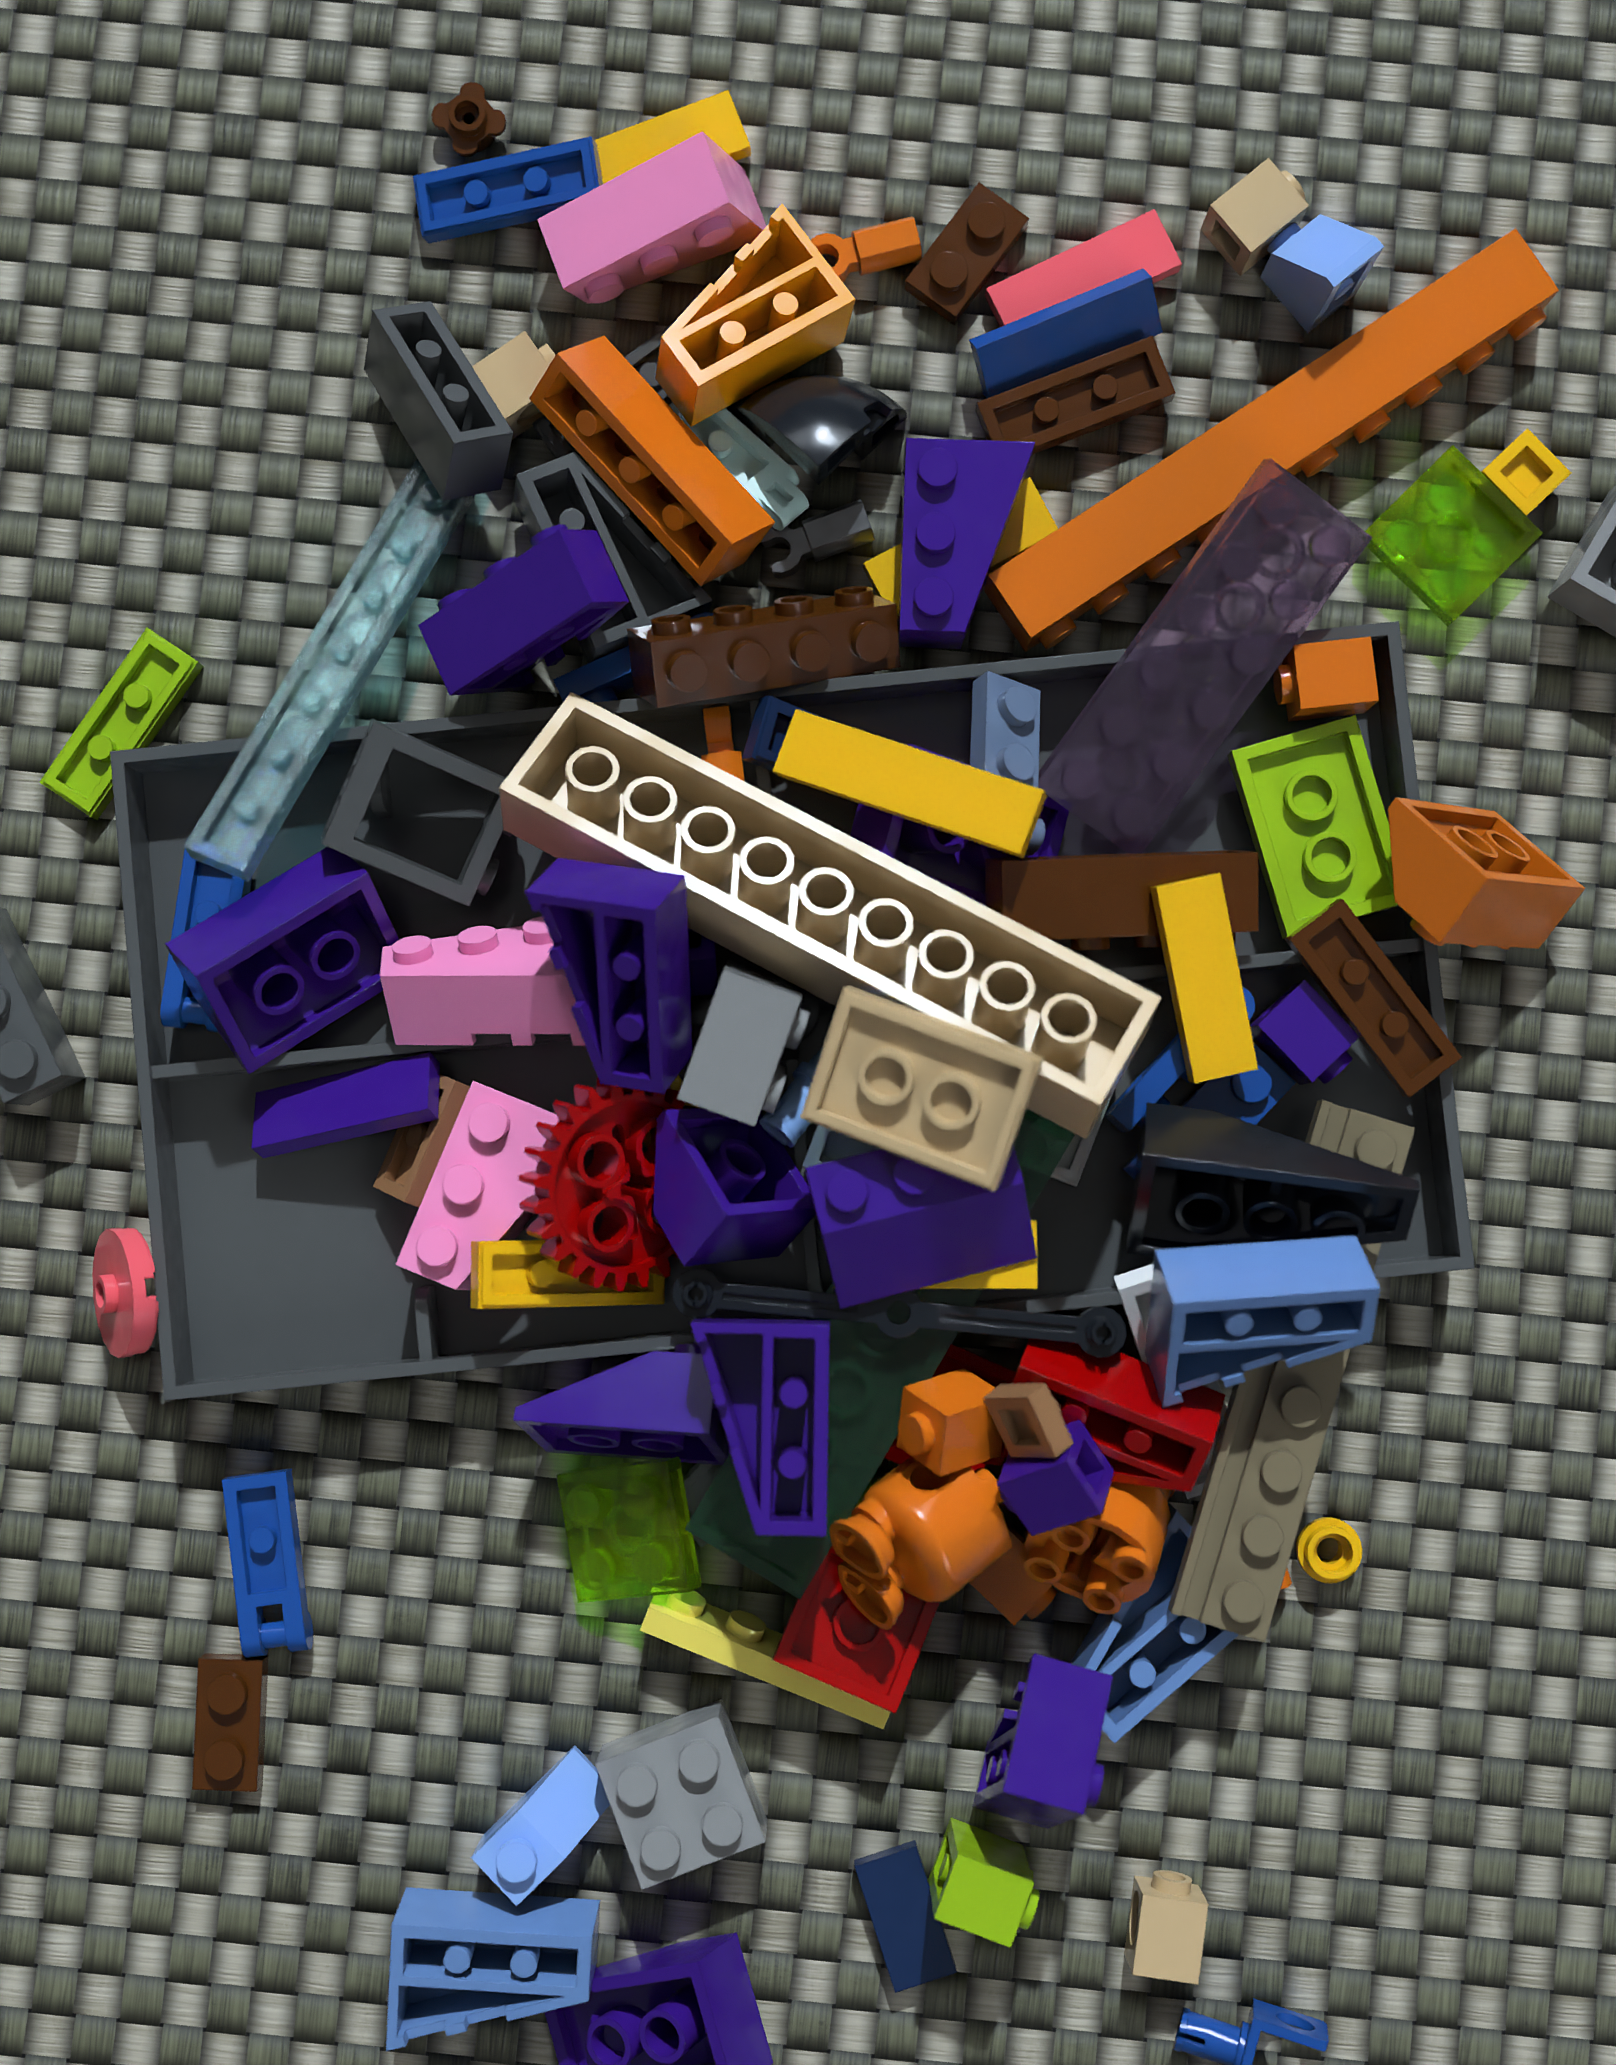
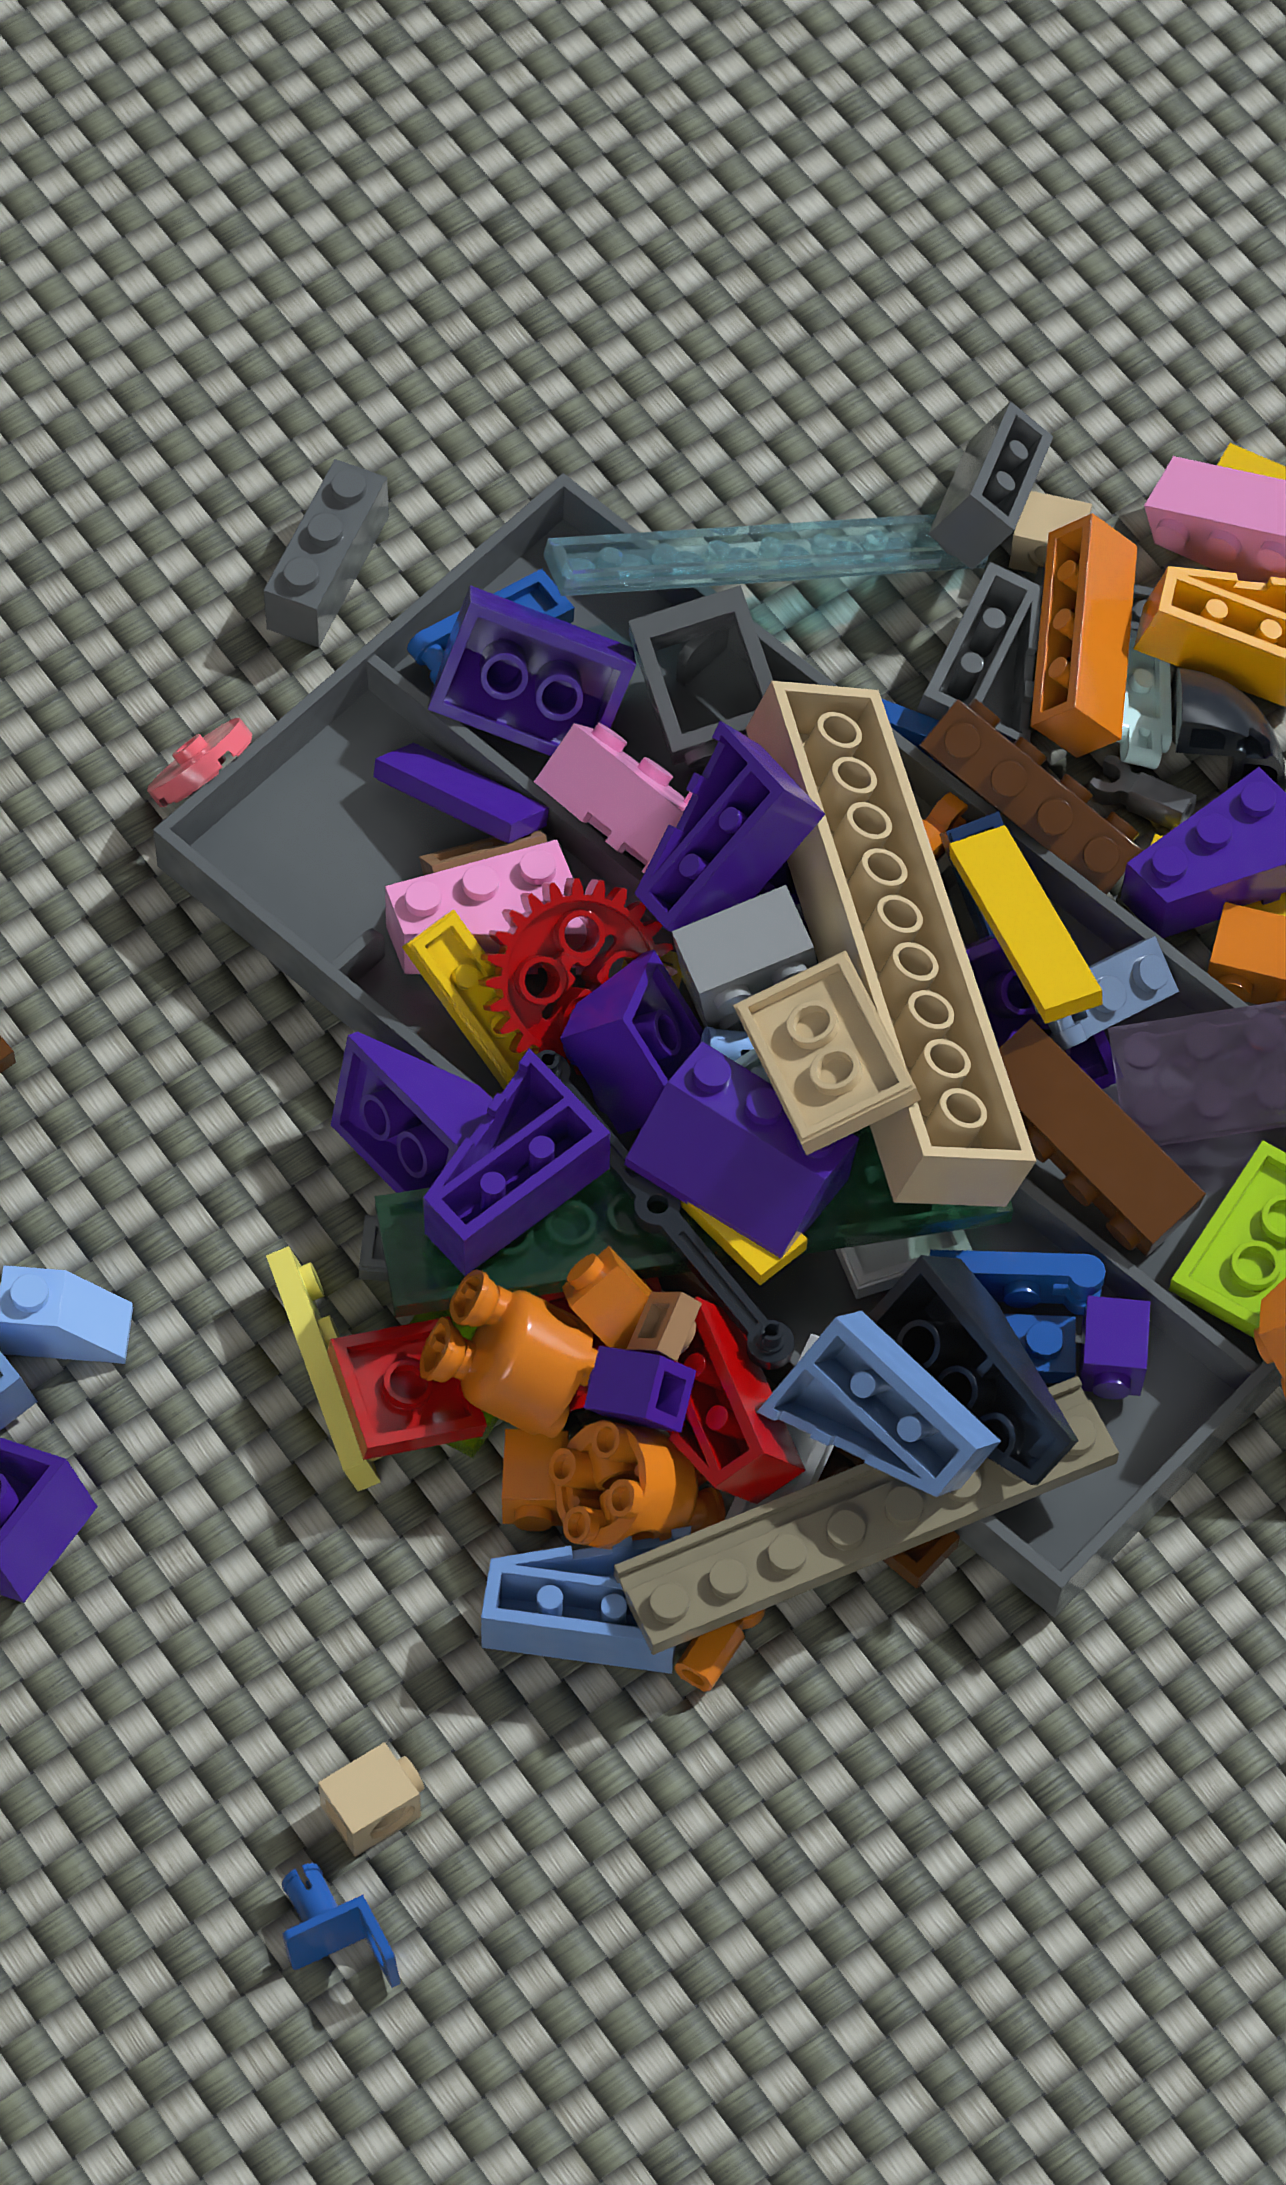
camera: 40 degrees right, 25 degrees down
(121, 718) = (616, 480): lime tile -> none
(266, 1561) = (86, 1001): blue plate -> none
(473, 137) = (1198, 391): reddish brown plate -> none
(505, 189) = (1172, 428): blue tile -> none
(523, 612) = (900, 630): dark purple wedge -> none
(628, 1530) = (326, 1204): clear neon green plate -> none
(682, 1794) = (169, 1386): light grey brick -> none
(904, 1917) = (211, 1620): dark blue tile -> none
(982, 1883) = (292, 1622): lime brick -> none
(1044, 1755) = (429, 1562): dark purple wedge -> none
(1204, 977) = (1083, 1222): yellow tile -> none
(1342, 1564) = (763, 1680): yellow plate -> none
(1373, 998) = (1182, 1353): reddish brown plate -> none

